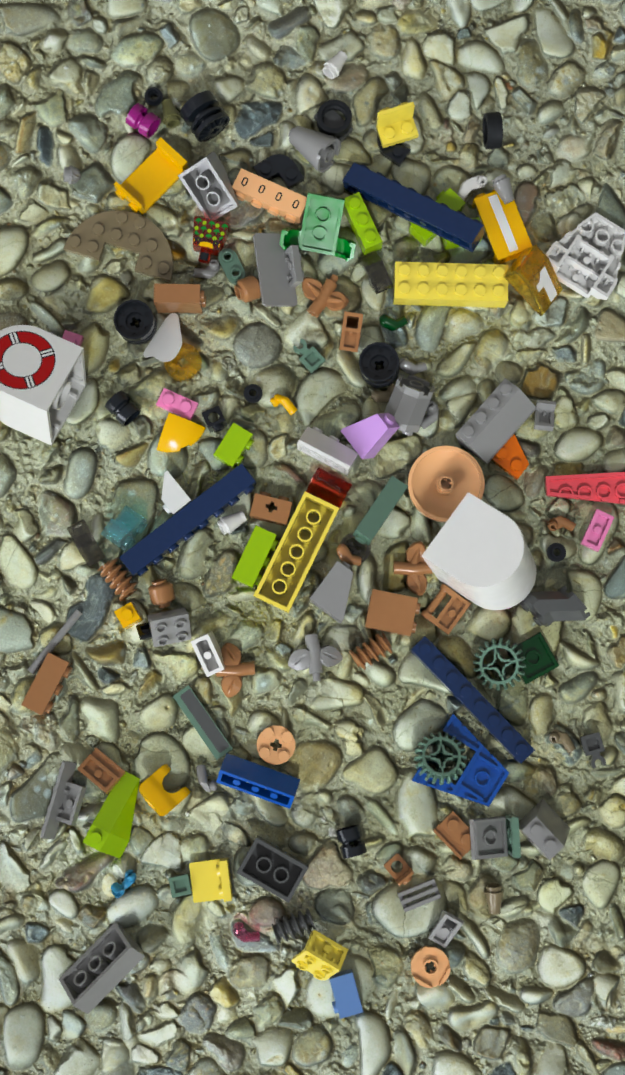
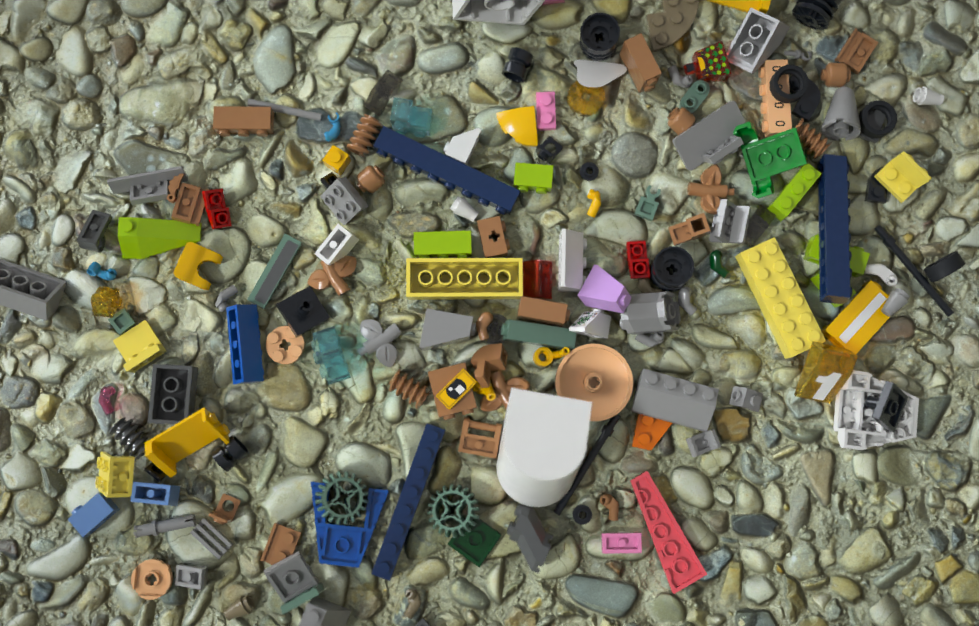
camera: 60 degrees right, 0 degrees up
(77, 777) = (173, 187): none -> medium nougat piece
(81, 872) = (93, 232): none -> dark grey plate
(99, 604) = (335, 131): none -> dark azure arm
(117, 749) = (216, 209): none -> red slope
(155, 891) = (106, 302): none -> clear yellow brick
(238, 155) = (797, 54): none -> light grey hand
(253, 713) = (303, 311): none -> black tile
(262, 104) = (856, 51): none -> medium nougat plate
(264, 164) = (799, 74): none -> black tyre
(275, 133) = (835, 75): none -> medium nougat head
(306, 708) = (330, 355): none -> clear light blue brick
(319, 875) = (185, 439): none -> yellow panel
(322, 185) = (812, 141): none -> medium nougat piece
(334, 915) = (155, 472): none -> black slope
(354, 391) = (637, 259): none -> red slope
(355, 927) = (155, 493): none -> medium blue brick
(361, 497) = (543, 312): none -> medium nougat brick
(363, 293) = (730, 223): none -> light grey bracket
(379, 568) = (488, 359): none -> medium nougat brick
(385, 941) = (157, 527): none -> light grey pin
(393, 459) = (592, 324): none -> white slope
(393, 608) = (456, 388): none -> tile
(402, 511) = (549, 355): none -> yellow plate
(403, 583) = (489, 392): none -> yellow arm
(447, 164) = (889, 241): none -> black bar
(493, 493) = (607, 431): none -> black bar
(523, 359) = (746, 398): none -> light grey bracket
(591, 241) = (888, 406): none -> black tile

